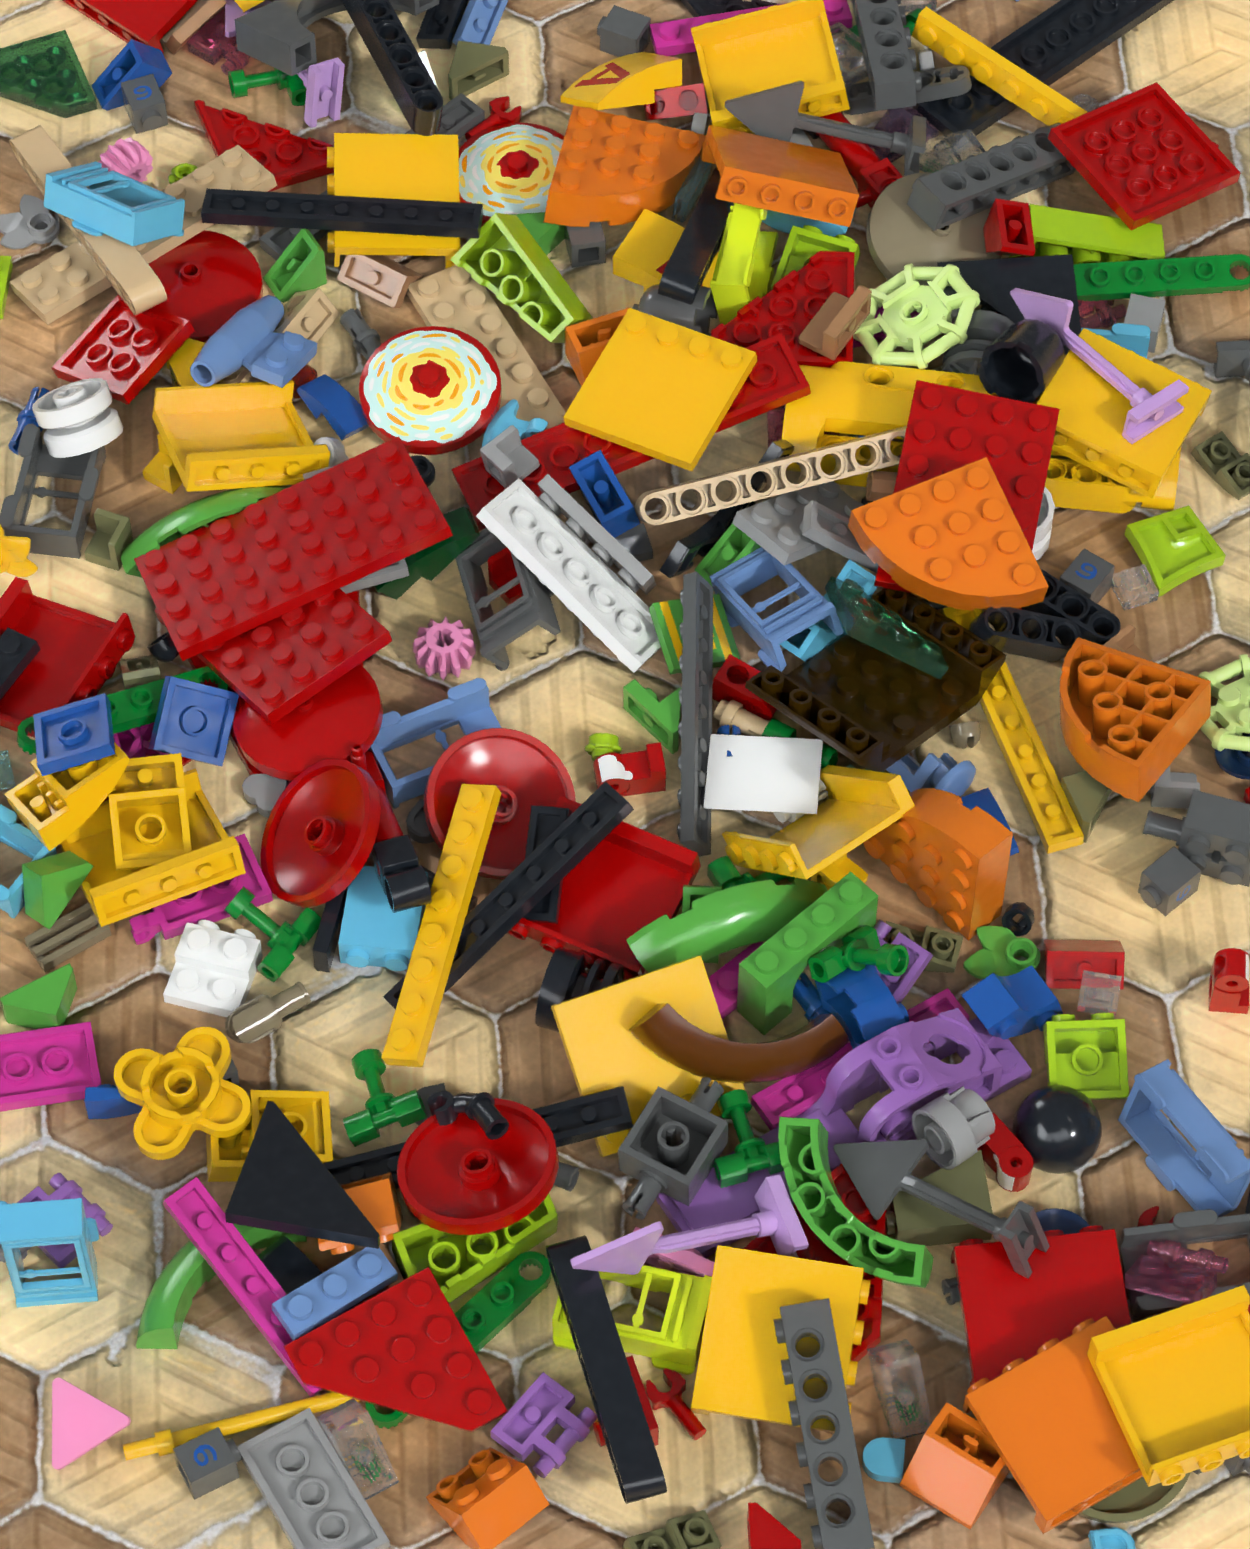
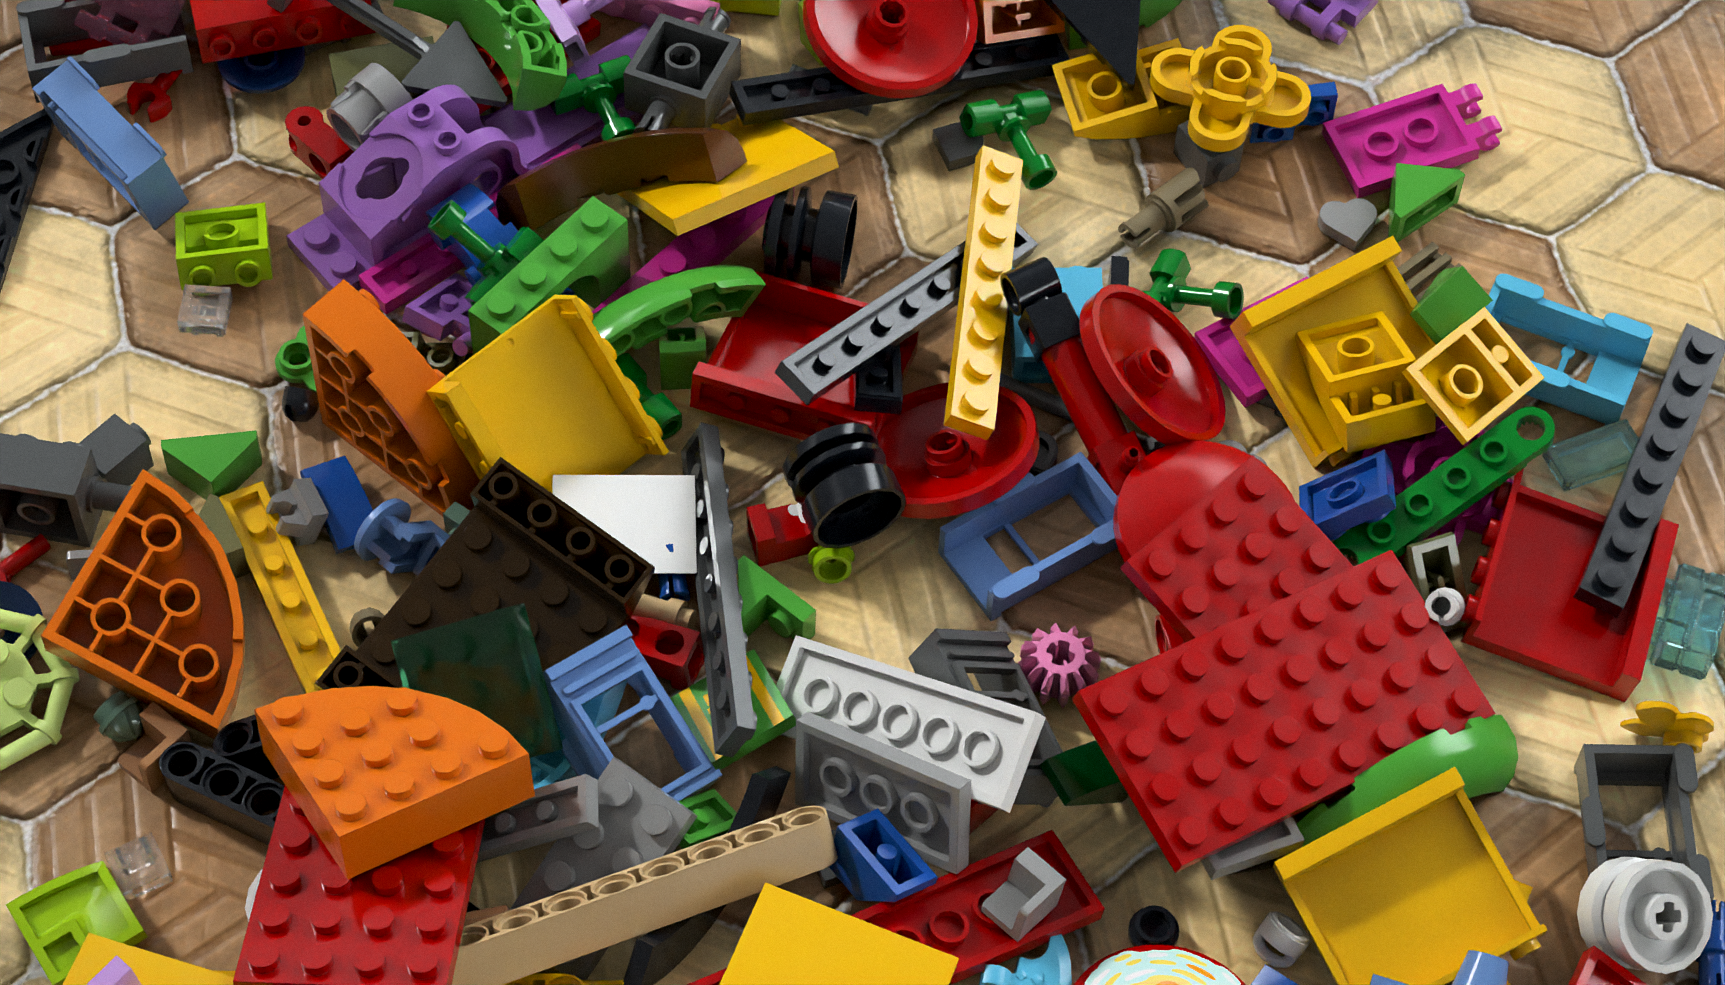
camera: 170 degrees right, 0 degrees up
(74, 734) = (1479, 395): blue plate -> none
(109, 998) = (1347, 222): none -> light grey tile
(110, 539) = (1539, 774): olive panel -> none
(143, 640) = (1445, 606): none -> white animal
(213, 968) = (1240, 253): white plate -> none
(475, 1105) = (902, 60): black piece -> none
(589, 745) = (844, 485): none -> black wheel
(1013, 1003) = (309, 272): blue brick -> none
(1015, 814) = (301, 511): none -> light grey tile
(1058, 1128) = (258, 173): black piece -> none
(1069, 958) = (222, 364): red panel -> none
(1089, 575) = (206, 850): dark grey brick -> none
(1090, 867) = (213, 462): none -> bright green slope
(1229, 982) = (48, 331): red leg -> none

